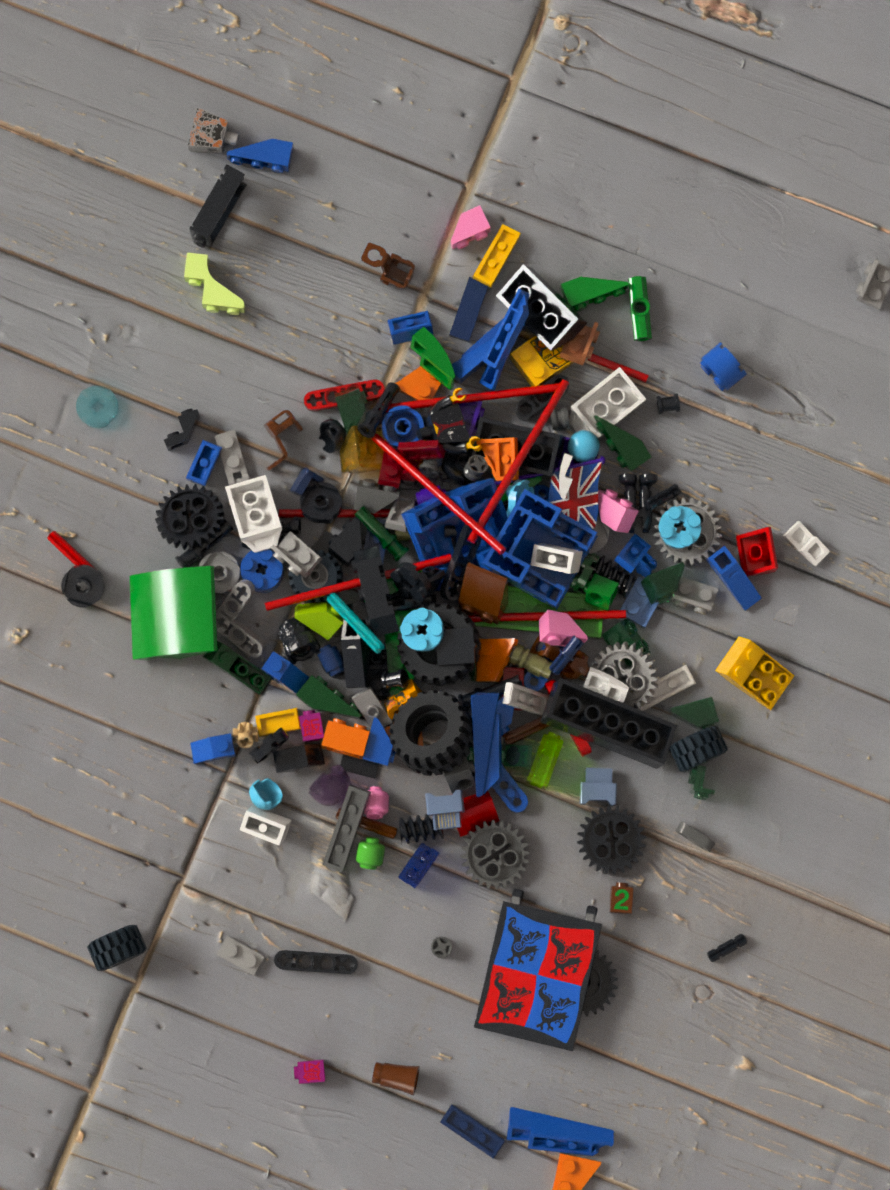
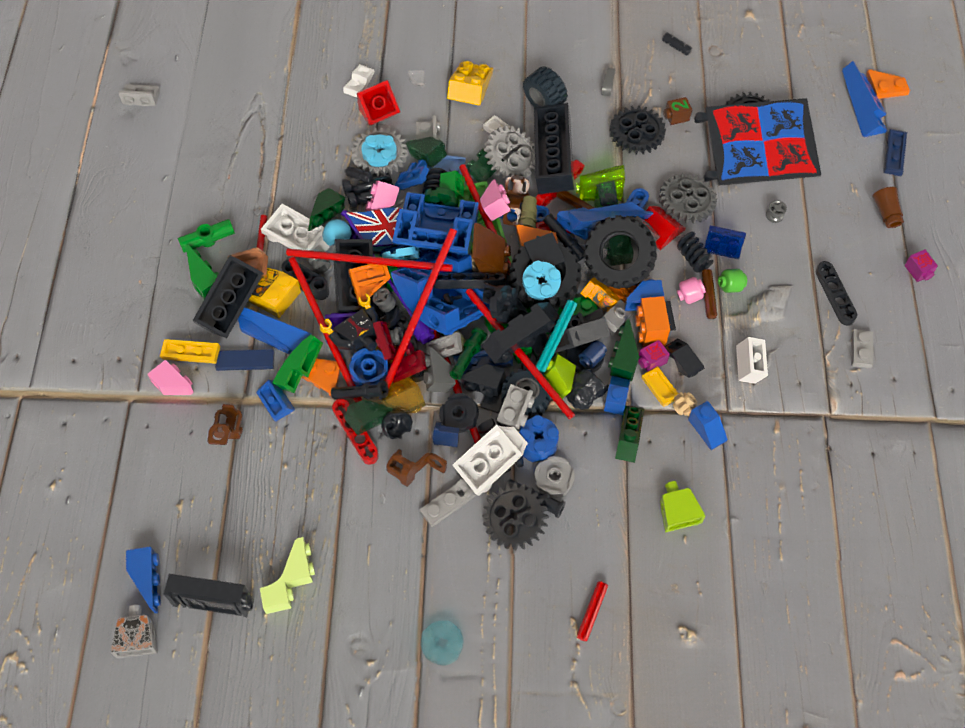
camera: 105 degrees left, 20 degrees down
(73, 592) = (609, 592): black plate -> none
(116, 947) = (917, 434): black wheel -> none
(138, 679) = (680, 508): none -> lime torso
(173, 613) = (610, 492): green slope -> none
(188, 421) = (431, 550): black slope -> none
(203, 463) = (460, 523): blue slope -> none
(231, 619) = (590, 448): light grey beam -> none
(265, 794) = (726, 370): medium azure hair -> none
(270, 744) = (686, 378): black plate -> none
(331, 788) = (694, 324): clear purple cylinder -> none
(346, 828) = (722, 300): dark grey plate -> none
(395, 679) = (586, 302): black bush -> none
(445, 810) = (674, 229): sand blue piece -> none
(505, 339) = (266, 308): blue wedge -> none
(524, 698) = (560, 206): white tile -> none
(556, 558) = (439, 211): white brick -> none
(564, 481) = (372, 231): white slope -> none
(566, 655) = (514, 185): dark blue axle -> none
(598, 786) = (603, 149): sand blue piece -> none
(606, 685) = (524, 158): white slope -> none
(668, 404) = (279, 192): black bush -> none
(696, 779) = (572, 82): clear green bracket -> none
(697, 714) = (516, 105): clear green slope -> none
(722, 366) = (238, 163): blue brick -> none
(734, 578) = (402, 113): blue slope -> none

